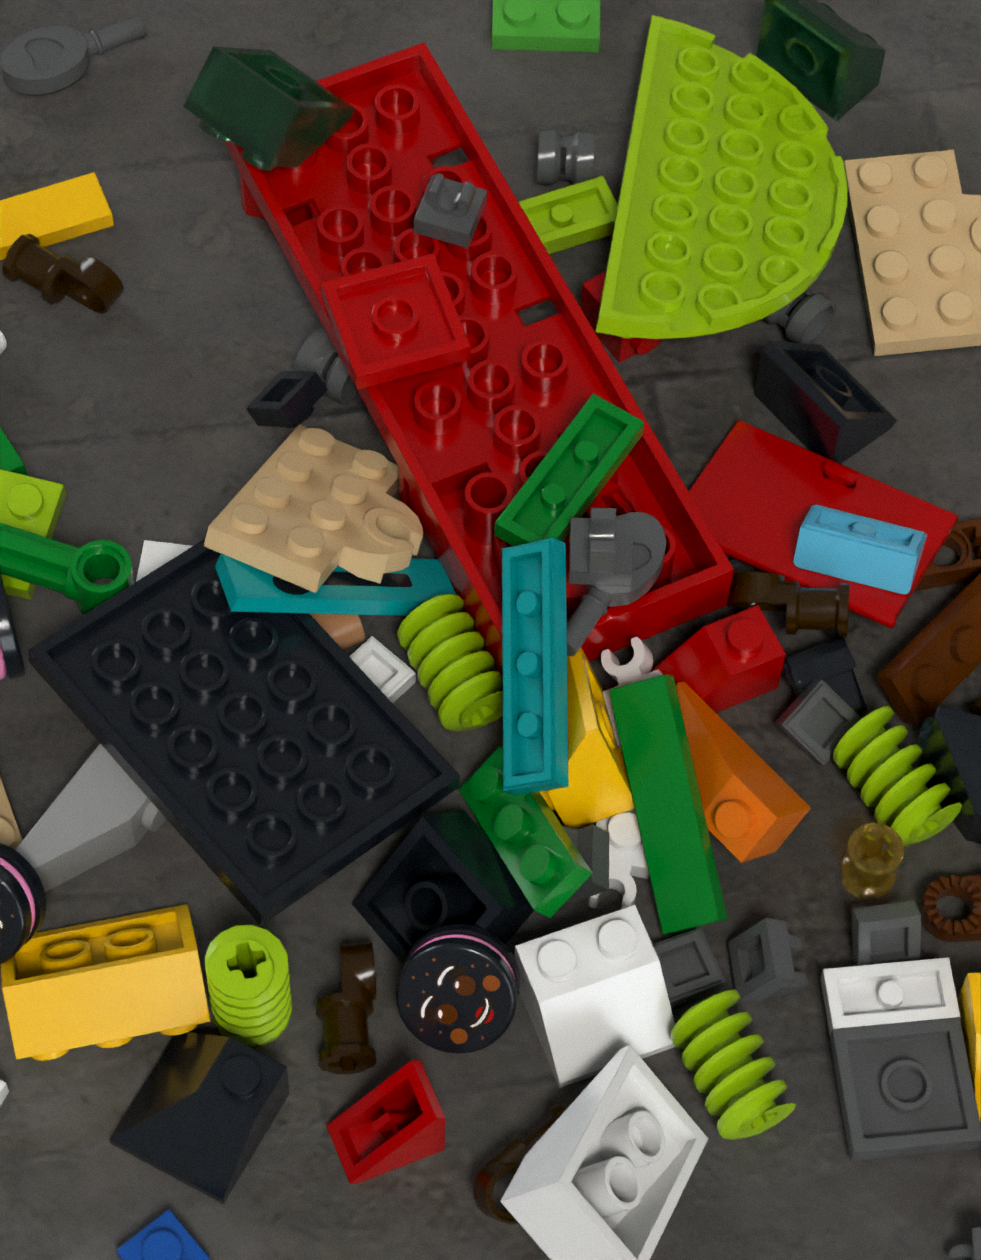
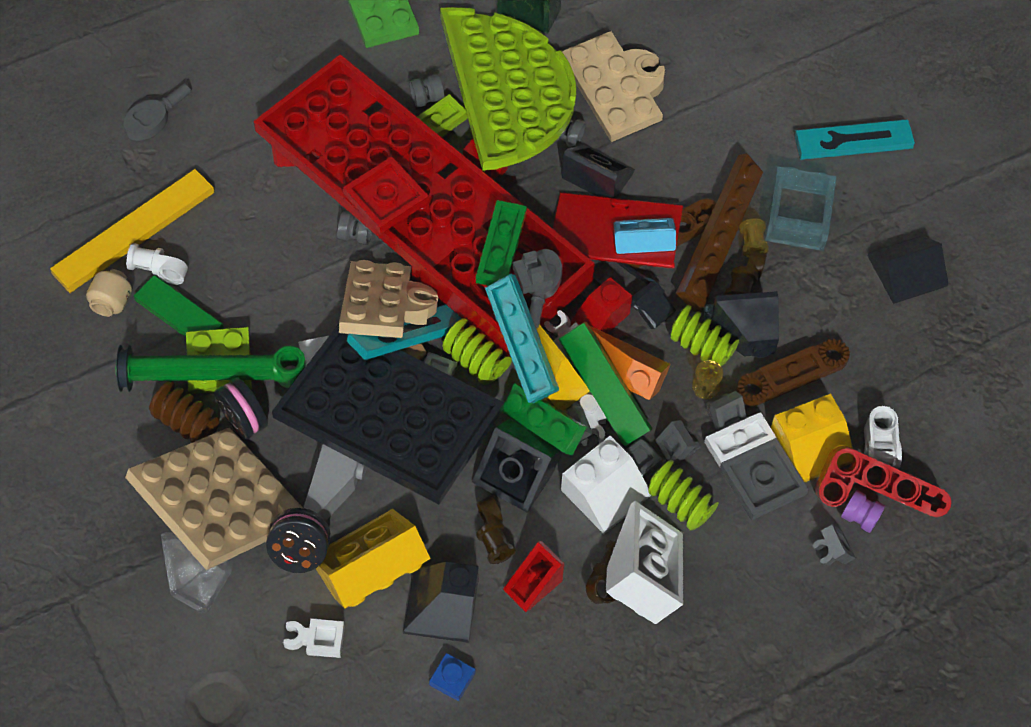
camera: 20 degrees left, 0 degrees up
(56, 277) = (216, 224): dark brown connector -> none
(249, 985) = (443, 534): lime piece -> none
(264, 106) = (277, 109): clear green slope -> none
(287, 399) = (340, 250): black plate -> none
(450, 211) = (388, 133): dark grey tile -> none
(458, 988) = (542, 502): black head -> none
(803, 606) = (630, 271): dark brown connector -> none
(817, 721) = (657, 323): dark grey tile -> none

